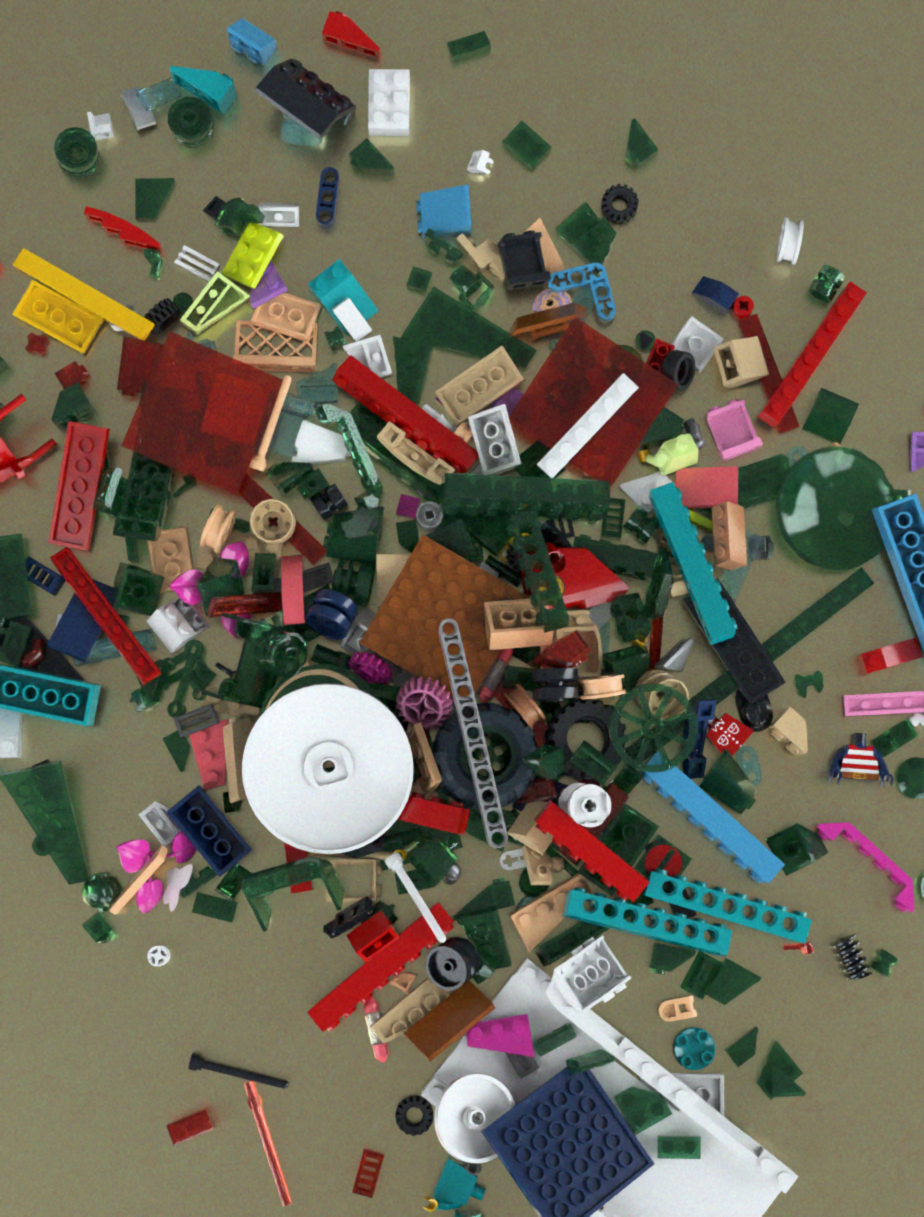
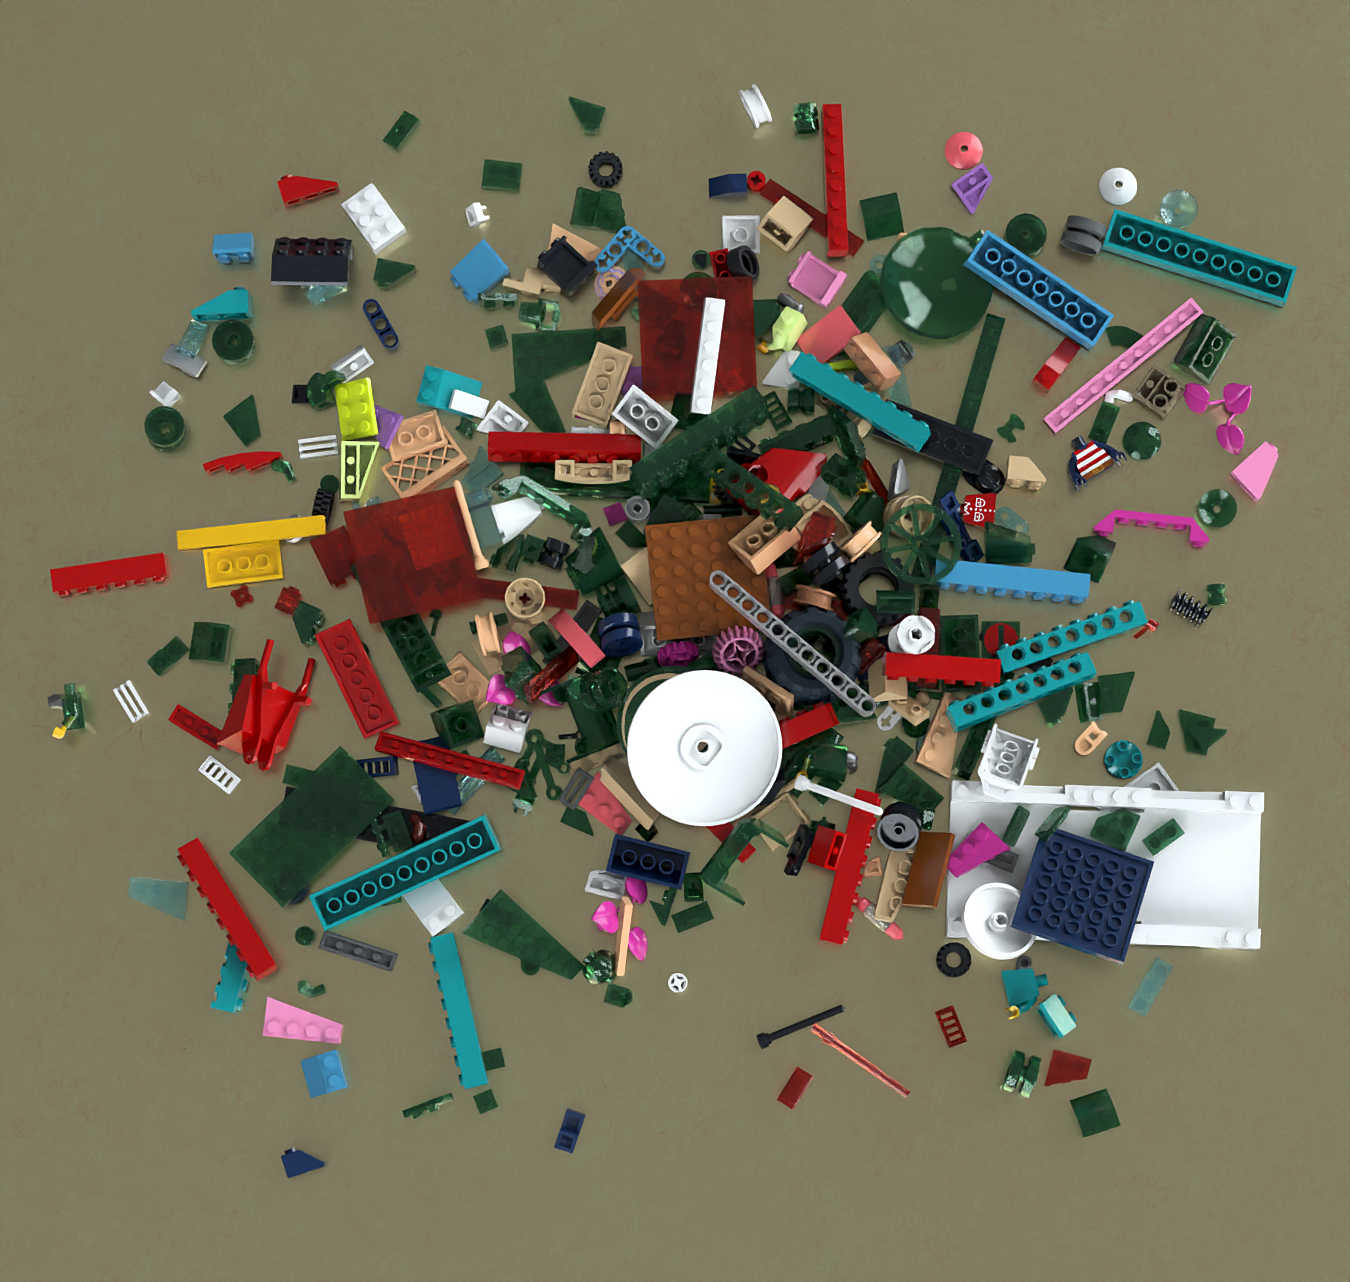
camera: 30 degrees left, 0 degrees up
(111, 492) = (387, 665): clear green bracket -> none
(175, 882) = (649, 919): white sticker -> none

